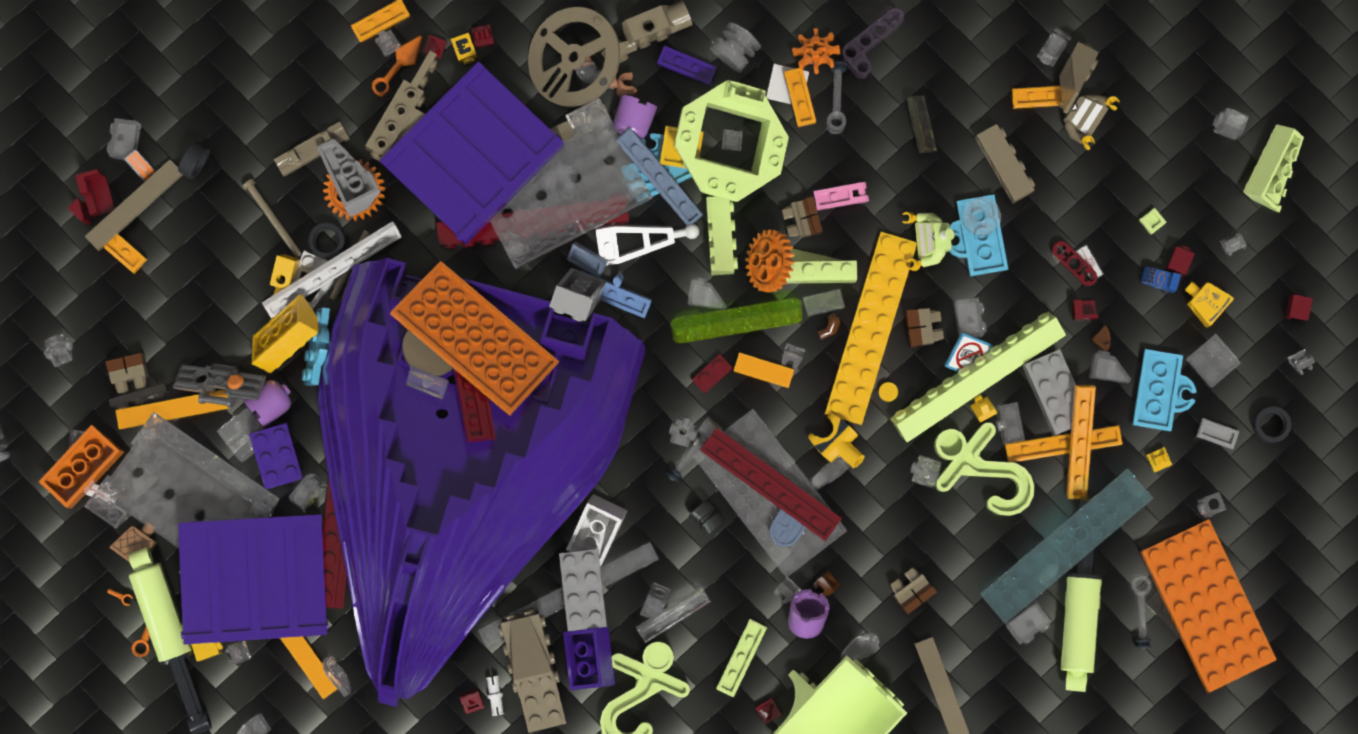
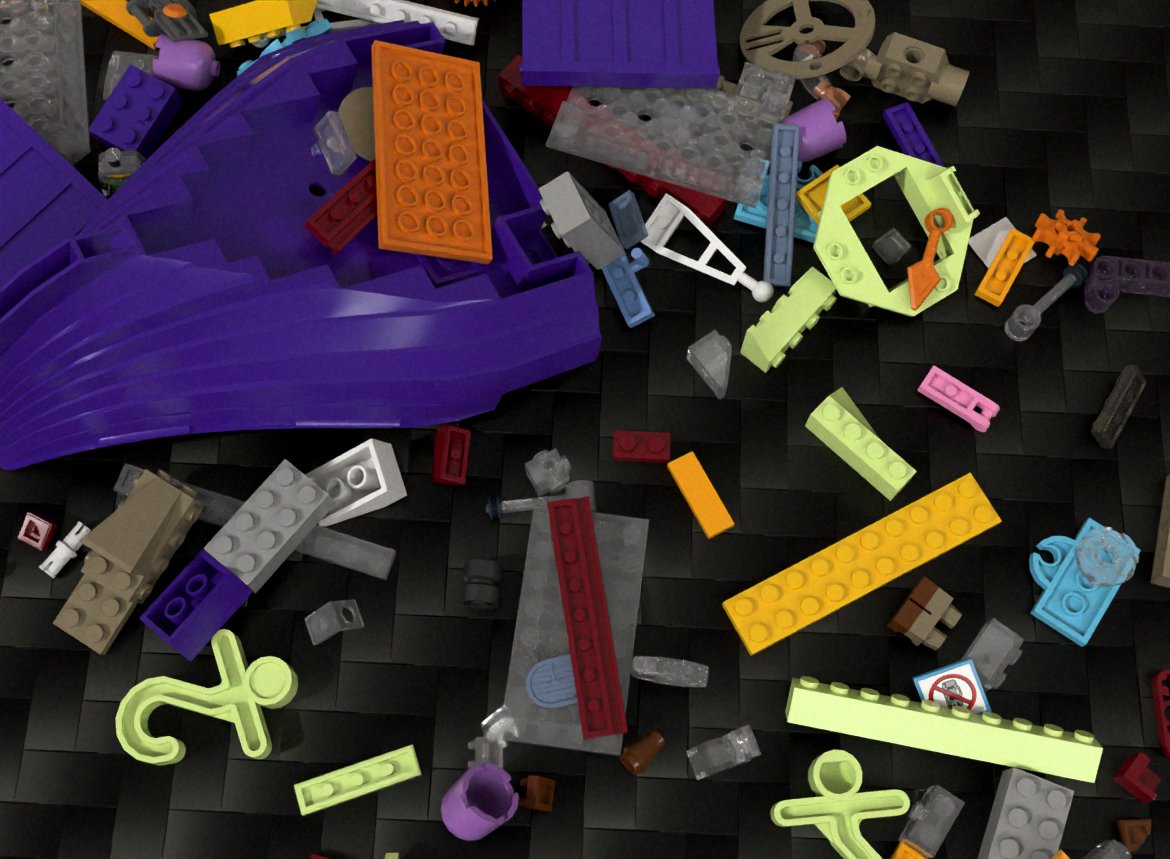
camera: 40 degrees right, 15 degrees down
(626, 470) = (450, 455): none -> dark red slope
(673, 614) = (336, 652): clear tile -> none
(732, 50) = (983, 158): clear wheel -> none
(737, 320) = (724, 415): clear neon green beam -> none
(767, 150) = (923, 275): none -> orange piece
(770, 261) = (819, 383): orange gear -> none
(781, 572) = (498, 724): none -> clear tile
(793, 354) = (750, 506): clear tile -> none
(802, 226) = (898, 385): dark tan hips -> none
(823, 302) = (834, 488): clear slope -> none
(832, 327) = (819, 520): reddish brown arm -> none
(838, 443) = (707, 647): yellow connector -> none
(855, 519) = (642, 752): none -> reddish brown cone
(888, 392) = (817, 648): yellow tile -> none
(892, 484) = (723, 752): none -> clear brick
(925, 471) = (777, 777): clear brick -> none
(932, 239) = (1025, 528): yellowish green torso -> none
(983, 408) = (913, 772): yellow tile -> none

